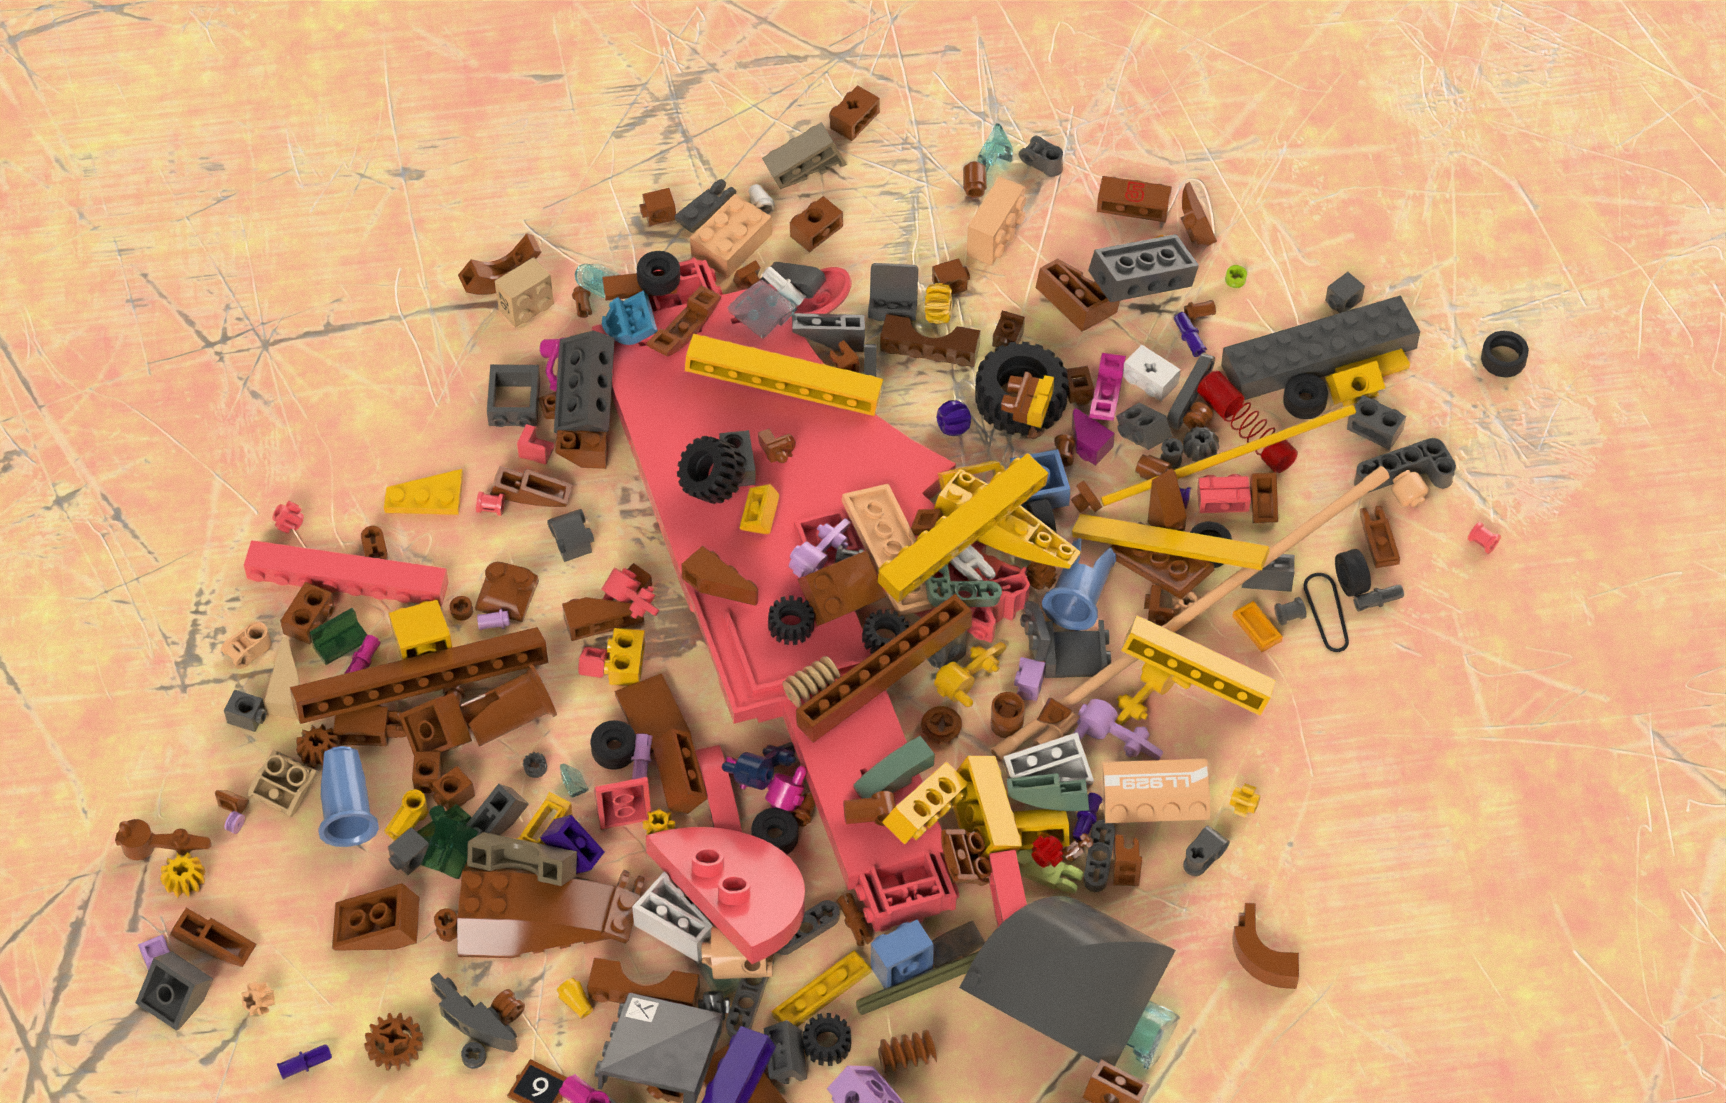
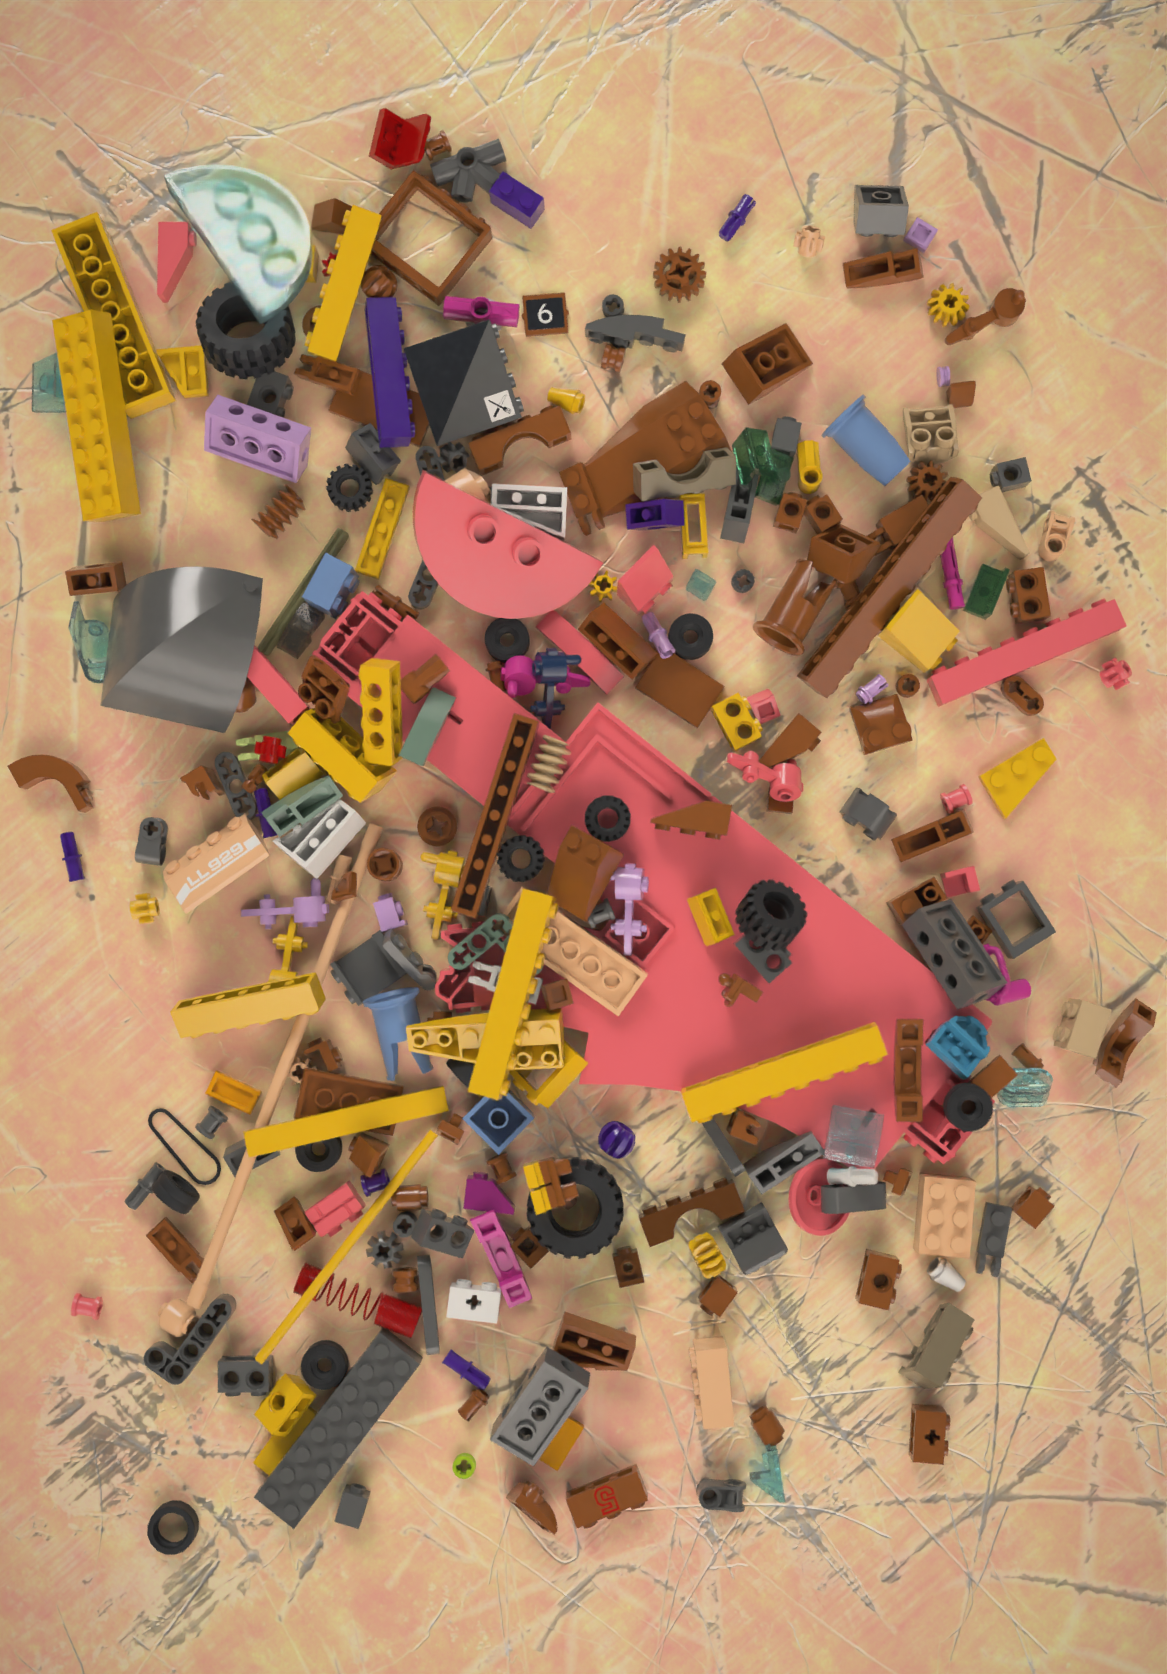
camera: 155 degrees right, 30 degrees up
(1287, 879) = (72, 858): none -> dark purple axle

